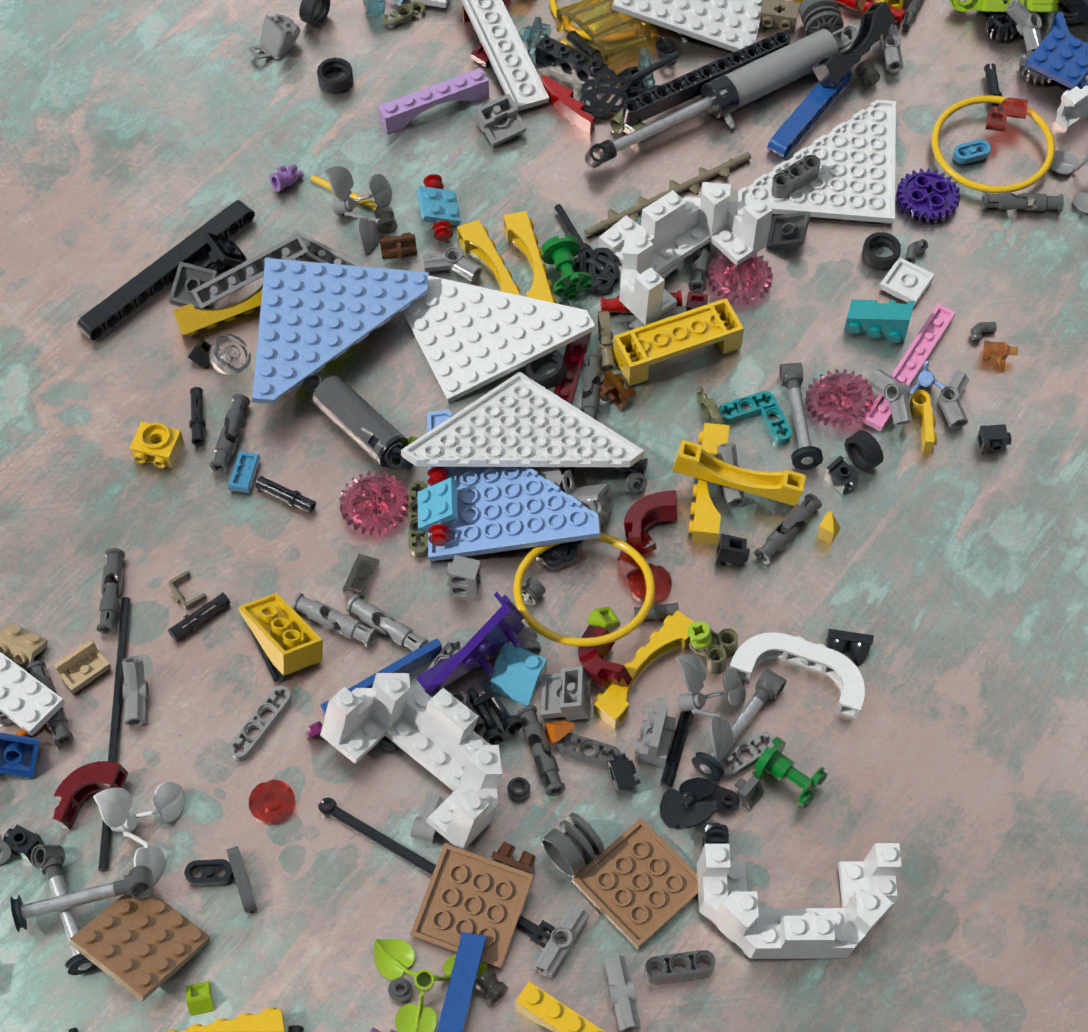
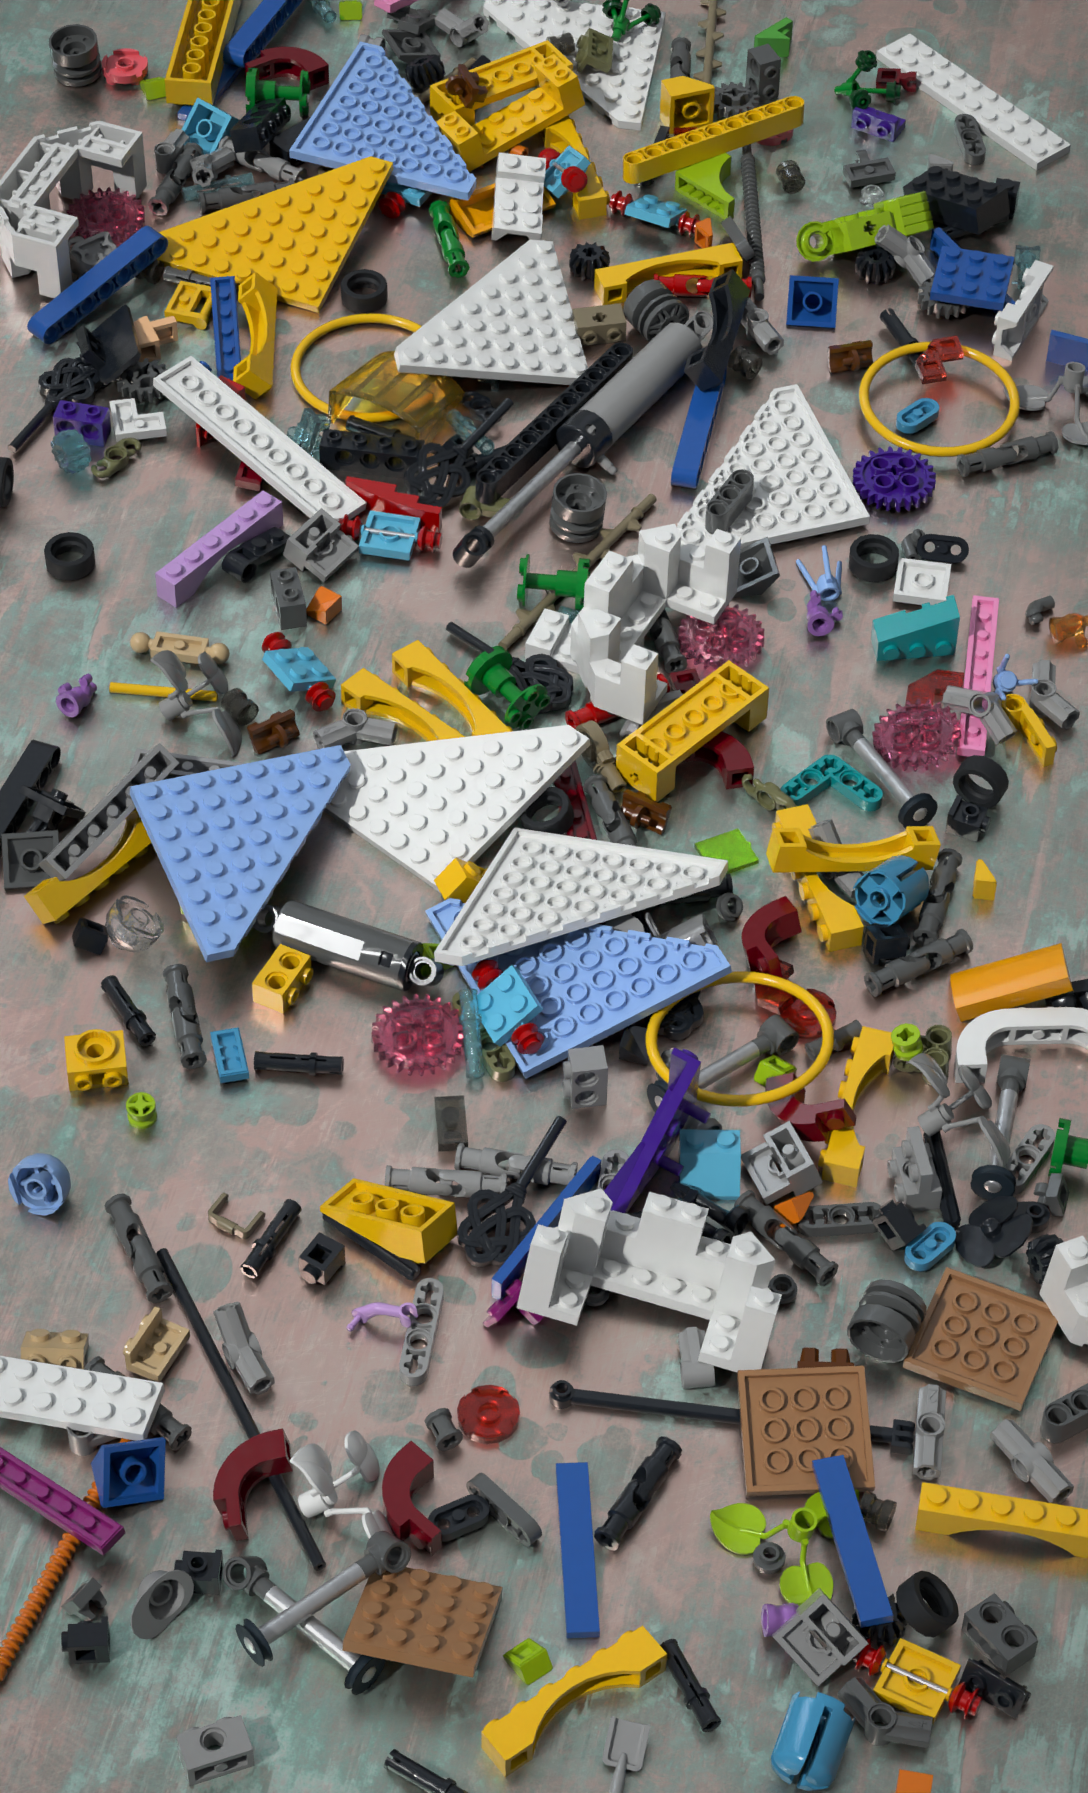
camera: 25 degrees left, 10 degrees down
(73, 520) = (40, 1183): none -> light blue cylinder
(165, 486) = (136, 1105): none -> lime wheel
(177, 838) = (402, 1479): none -> dark red arch
(220, 645) = (321, 1259): none -> black brick
(234, 801) = (443, 1429): none -> dark grey bush
(237, 697) = (364, 1313): none -> lavender piece
(275, 929) = (577, 1550): none -> blue tile
(305, 425) = (282, 979): none -> yellow brick
(344, 899) = (639, 1490): none -> black piece
(370, 163) = (185, 647): none -> tan plate
(372, 647) = (496, 1204): none -> black piece
(406, 515) = (470, 1021): none -> clear light blue pin
(445, 114) = (243, 560): none -> black plate
(459, 151) = (288, 598): none -> dark grey brick
(459, 397) = (459, 879): none -> yellow slope
(482, 164) = (324, 605): none -> orange slope
(512, 562) = (633, 1045): none -> black slope
(553, 126) = (390, 534): none -> medium azure plate
(613, 593) = (773, 1037): none -> piece
(625, 192) = (564, 584): none -> green piece
(638, 796) = (928, 1248): none -> dark azure plate
(659, 440) = (730, 847): none -> clear neon green piece
(688, 147) = (578, 507): none -> dark grey wheel
(696, 369) = (727, 757): none -> dark red arch
(744, 574) = (909, 967): none -> dark grey piece
(752, 513) = (887, 882): none -> dark azure cylinder
(803, 614) = (1011, 982): none -> light orange slope
(817, 283) = (818, 618): none -> medium lavender piece
(836, 262) = (827, 585): none -> light blue plant
(871, 362) = (933, 684): none -> clear red tile
(935, 260) = (942, 548): none -> black plate
(940, 41) = (812, 301): none -> blue slope
(946, 91) = (850, 356): none -> reddish brown hips

